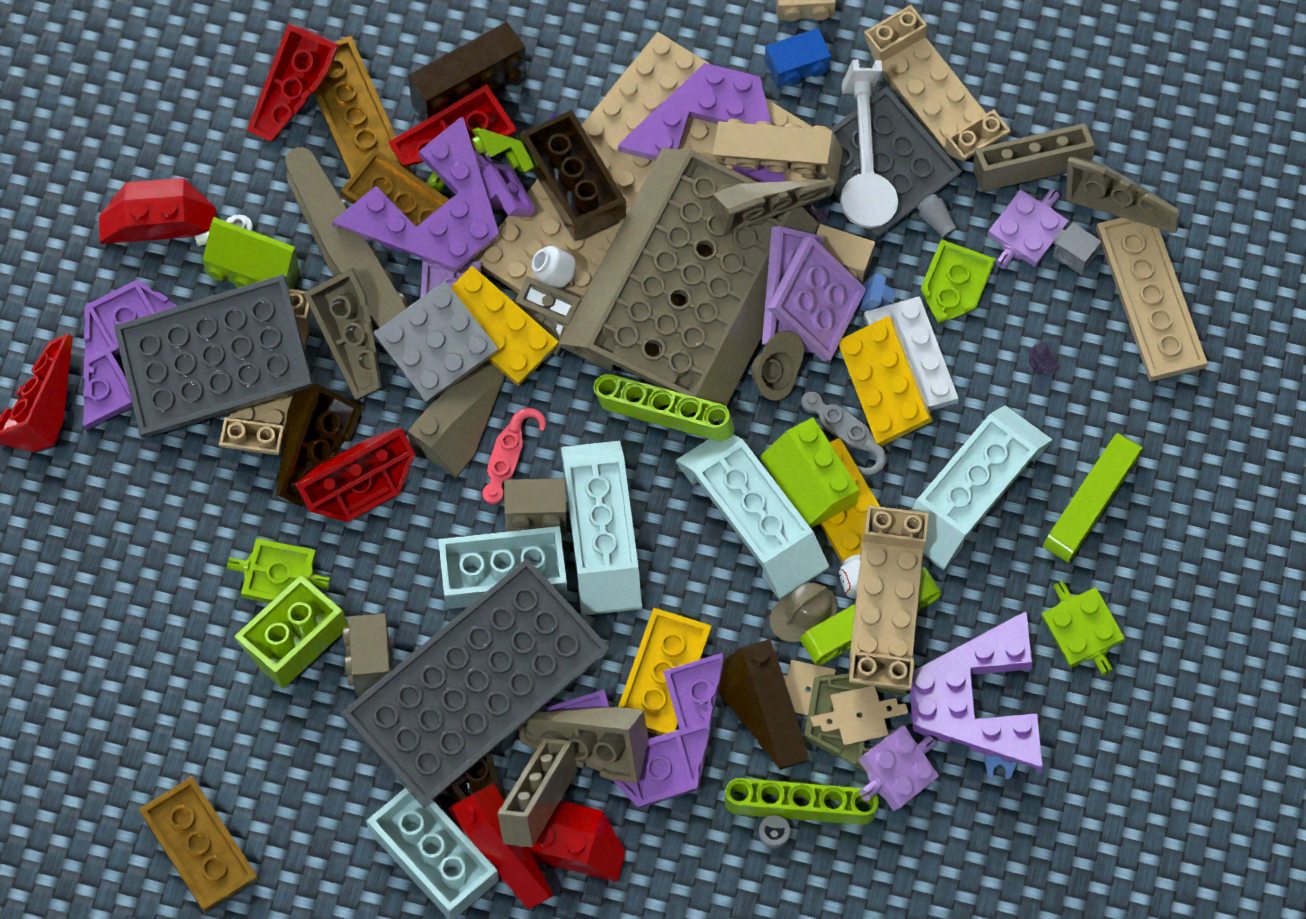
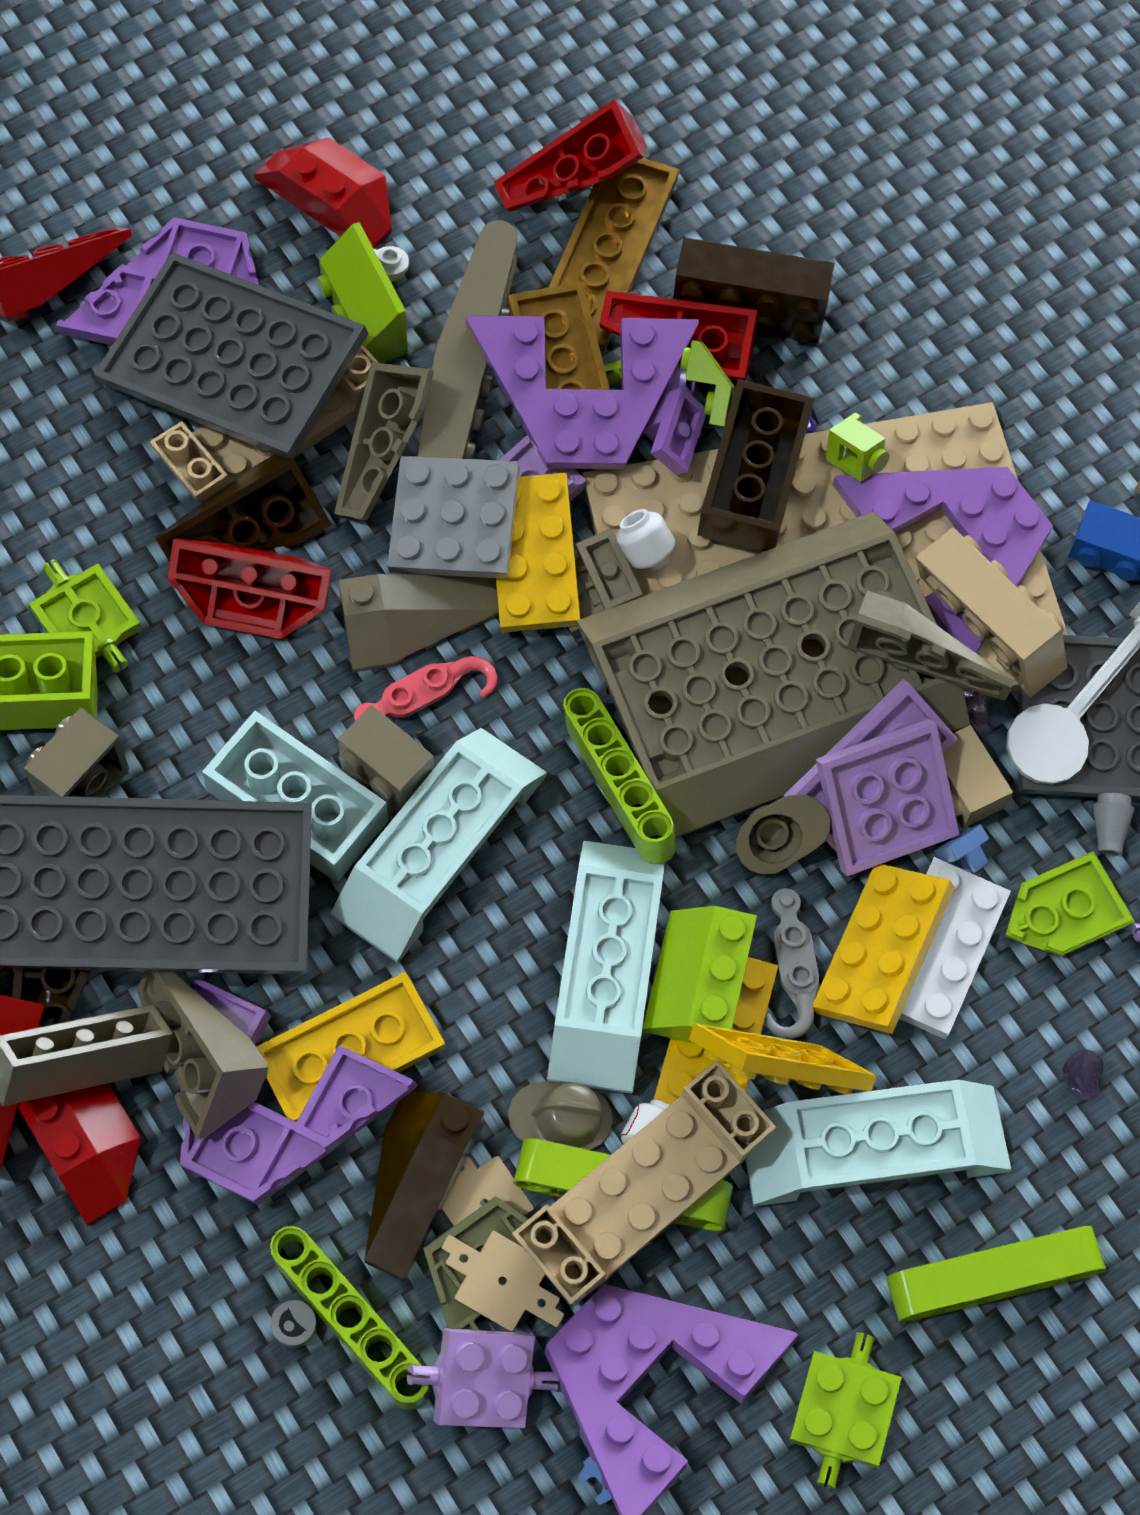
camera: 40 degrees right, 0 degrees up
(617, 120) = (856, 448): none -> lime brick
(896, 478) = (781, 1059): none -> yellow plate

